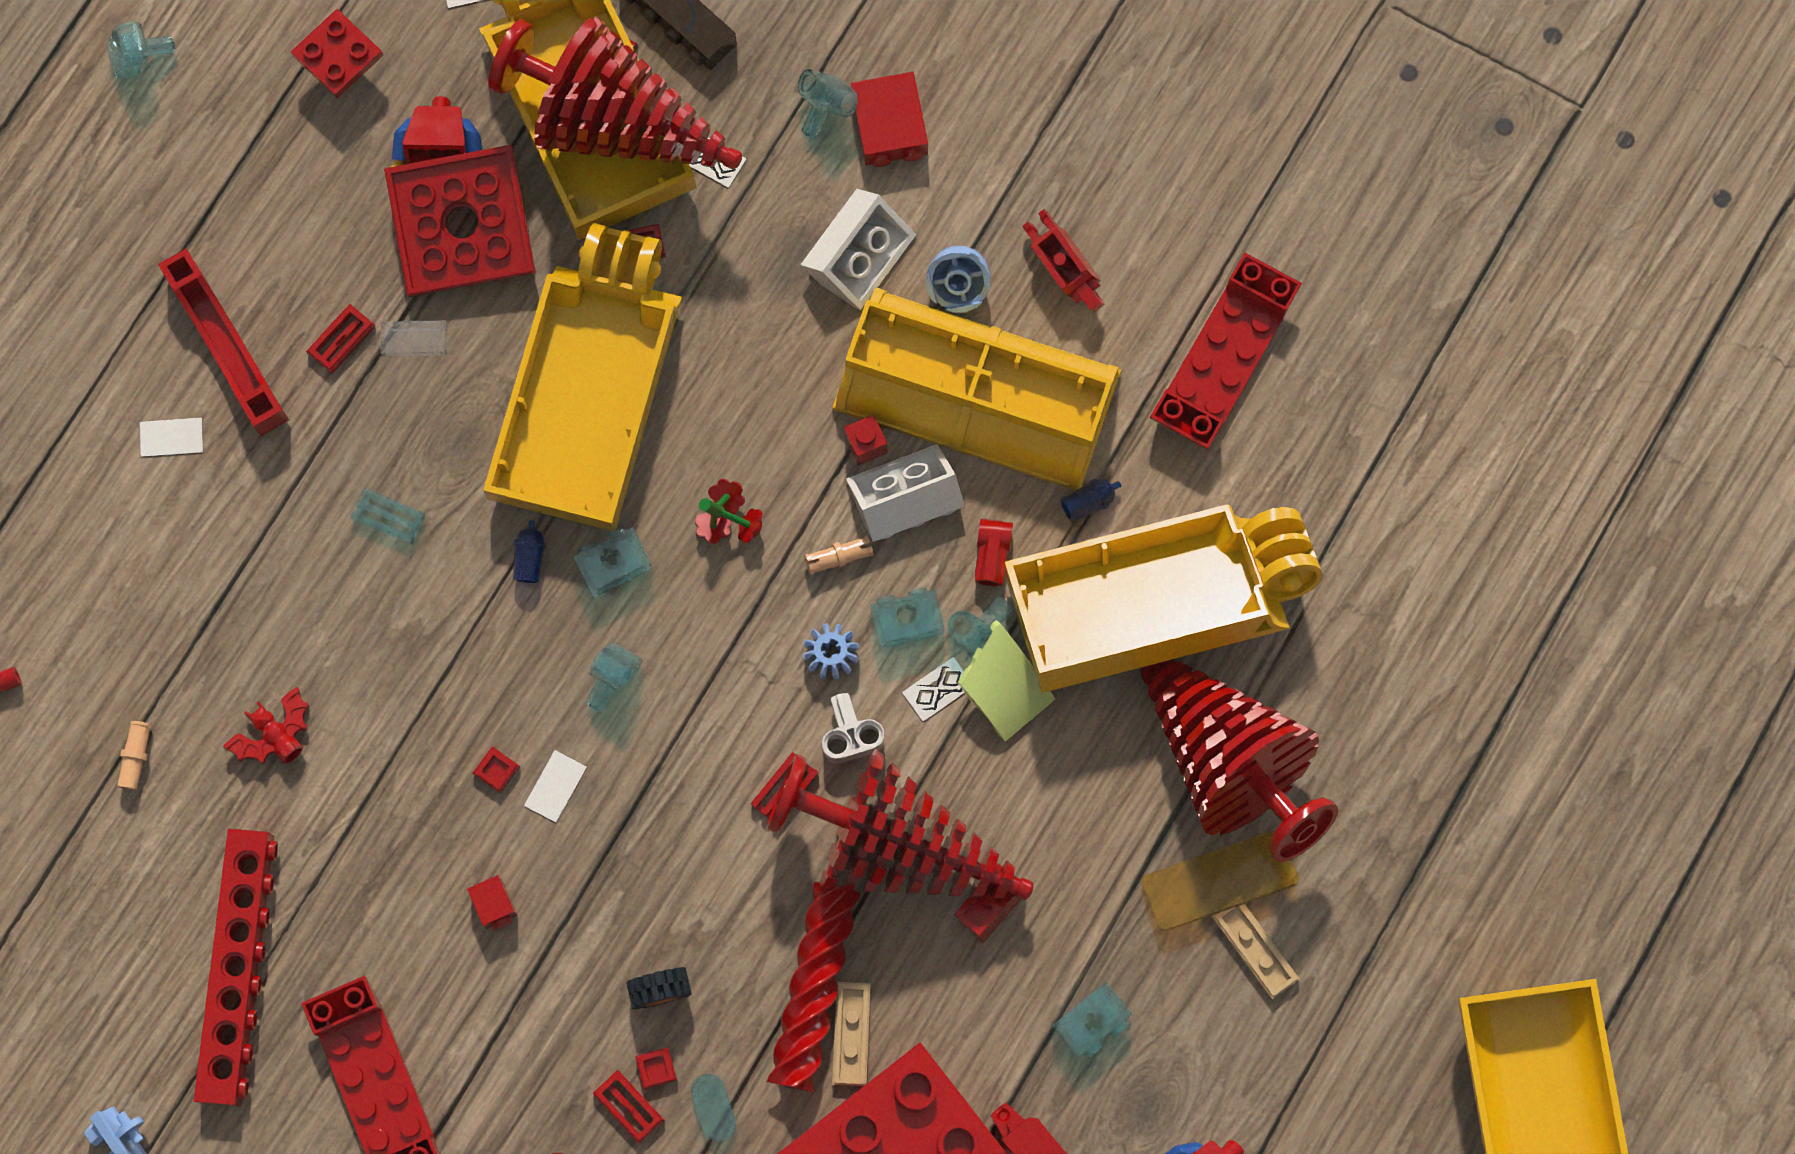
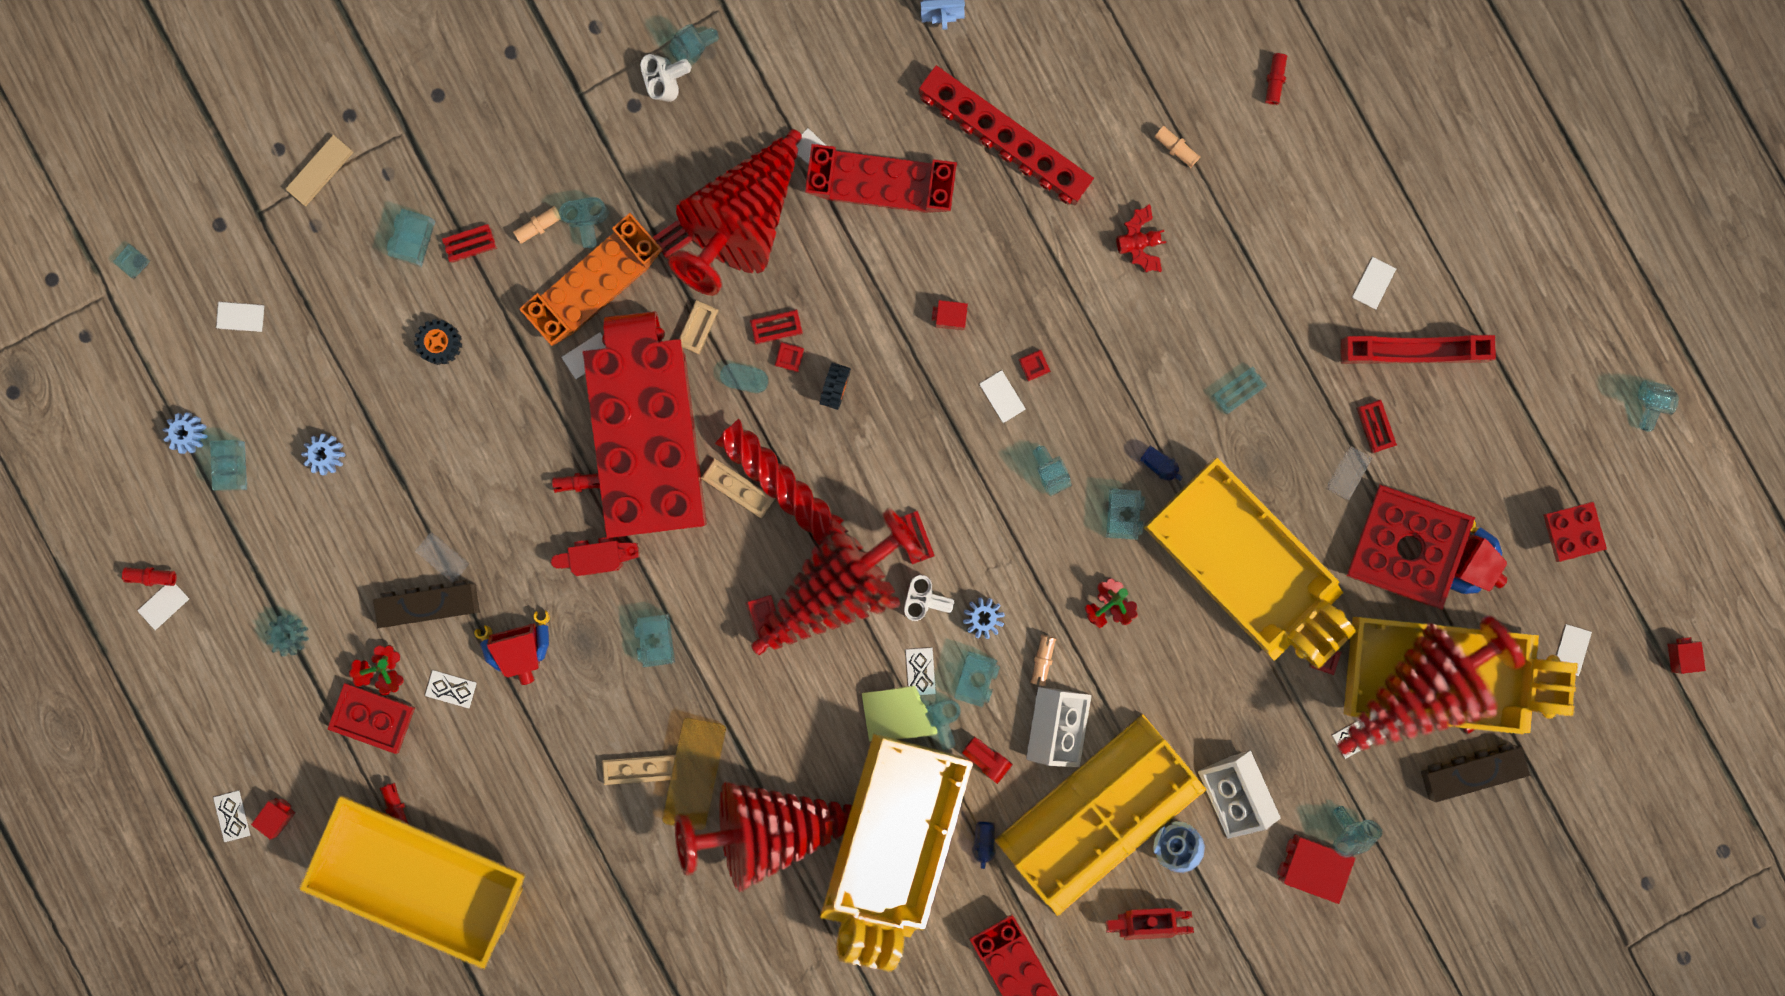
camera: 120 degrees right, 10 degrees up
(865, 439) = (1108, 722): red brick -> none

